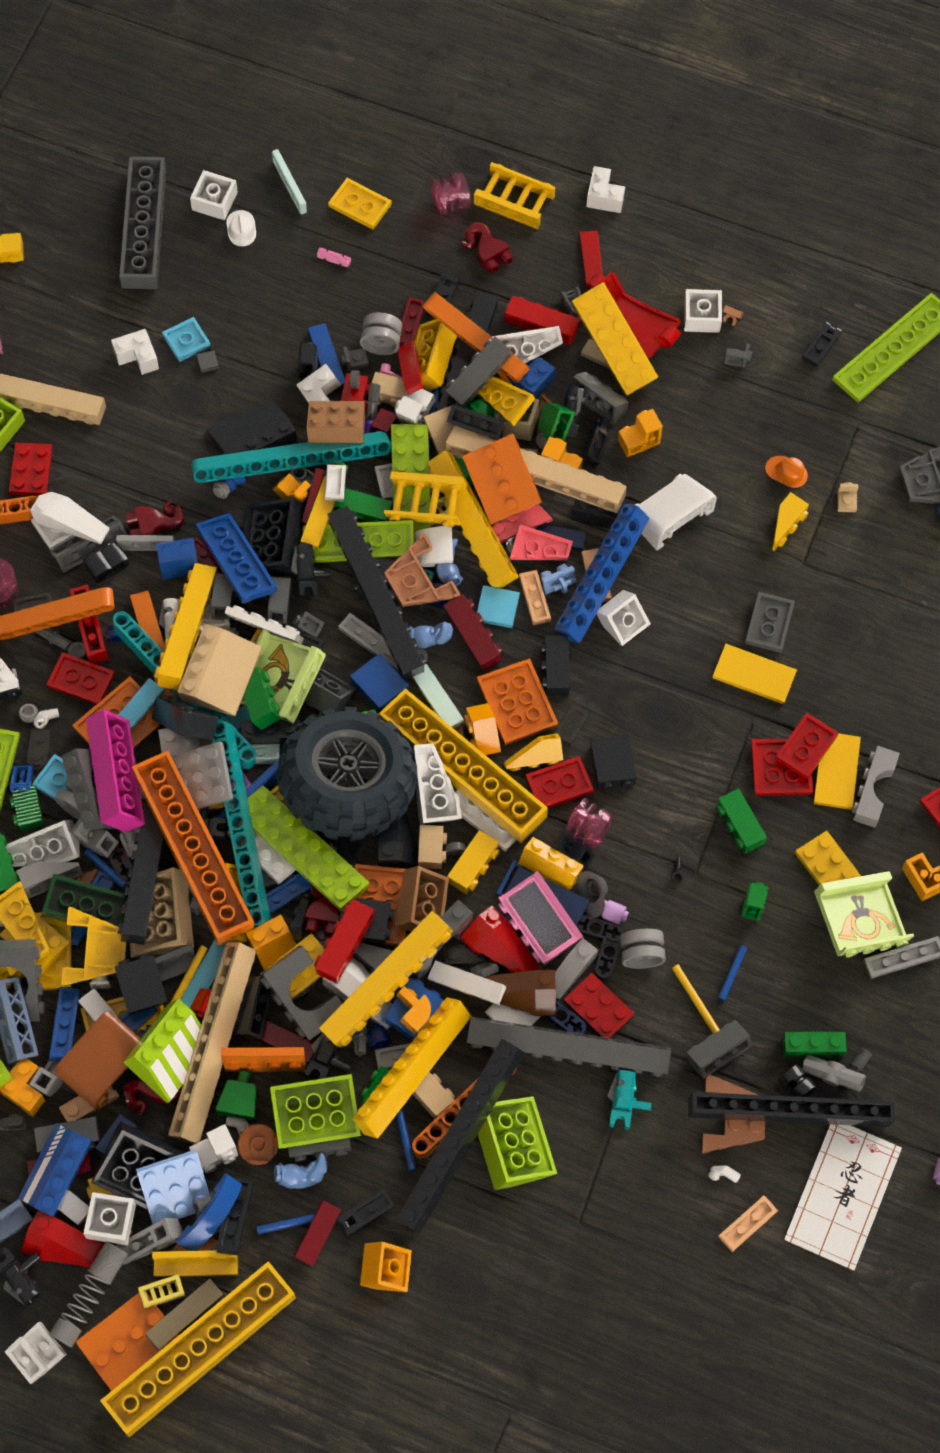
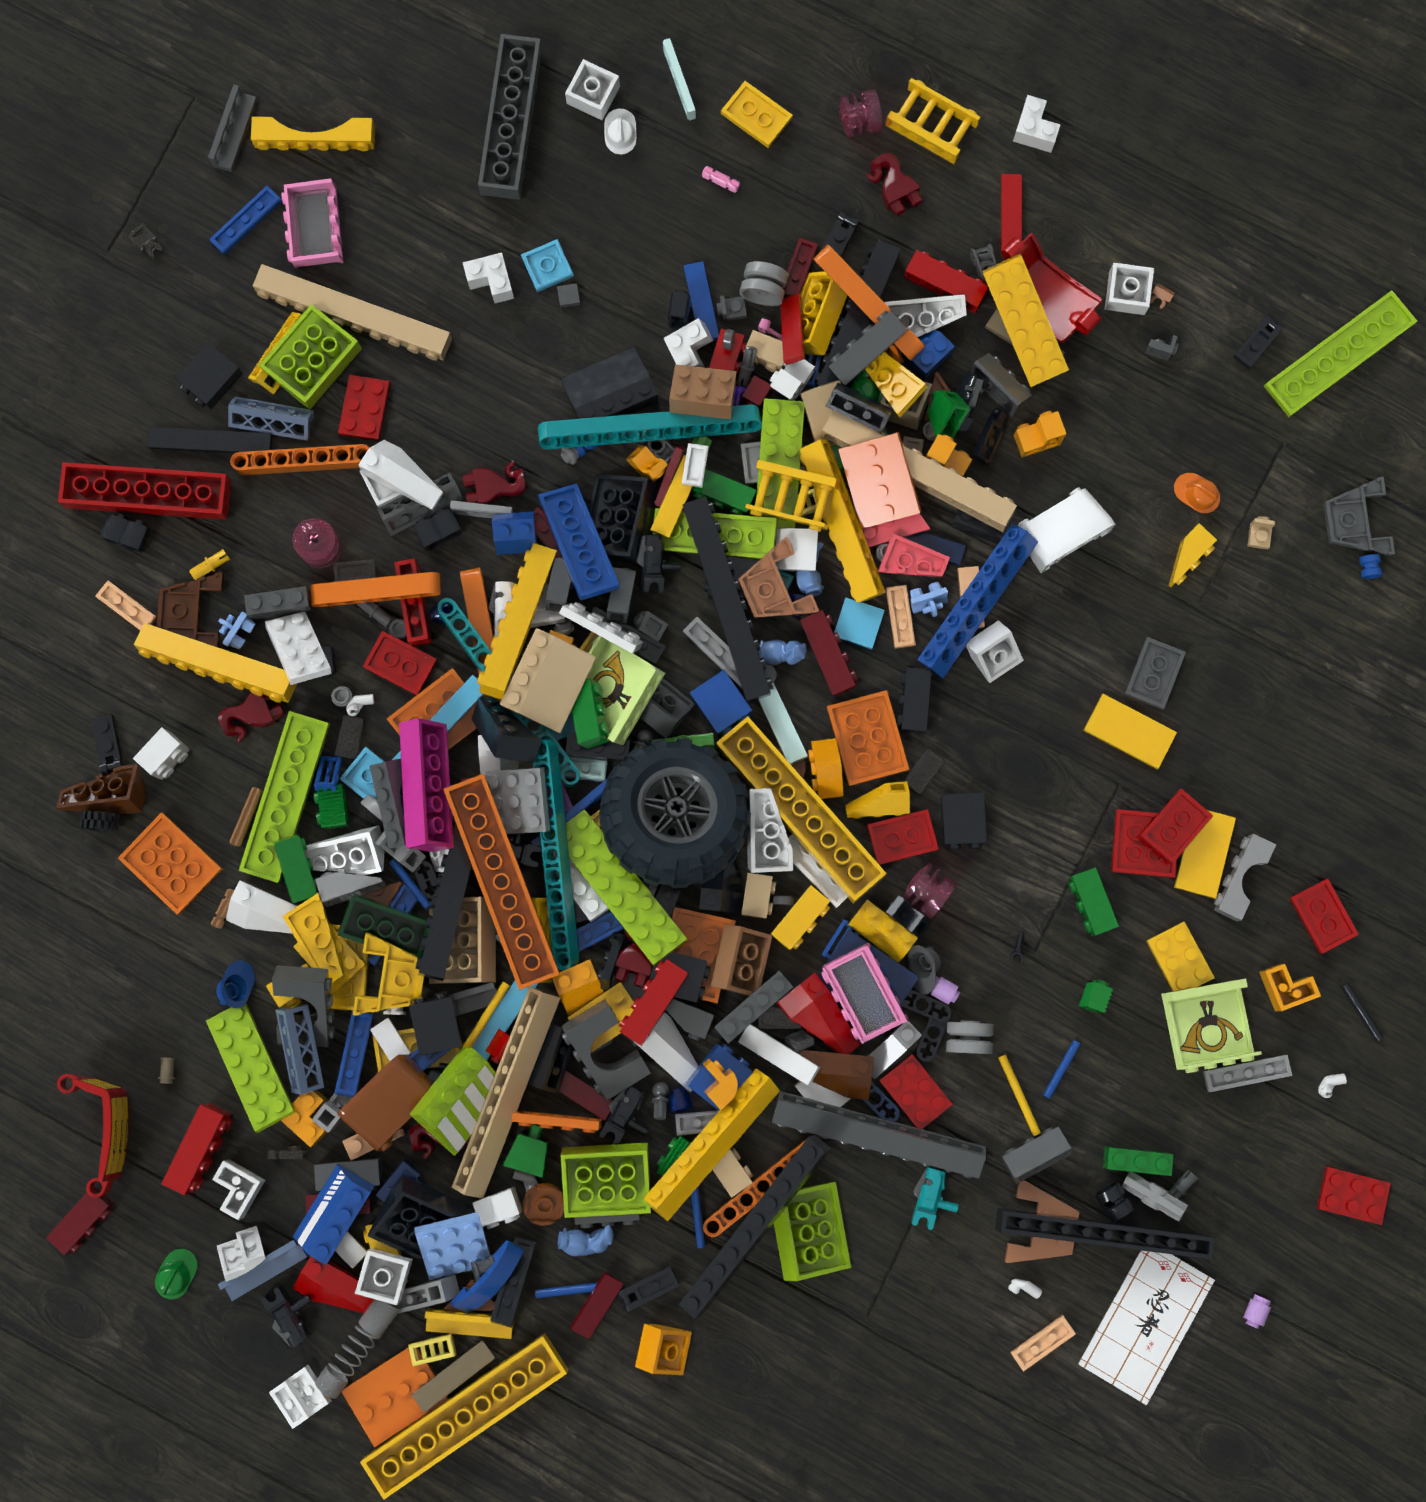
camera: 10 degrees right, 15 degrees up
(386, 980) = (694, 1052): yellow brick -> none

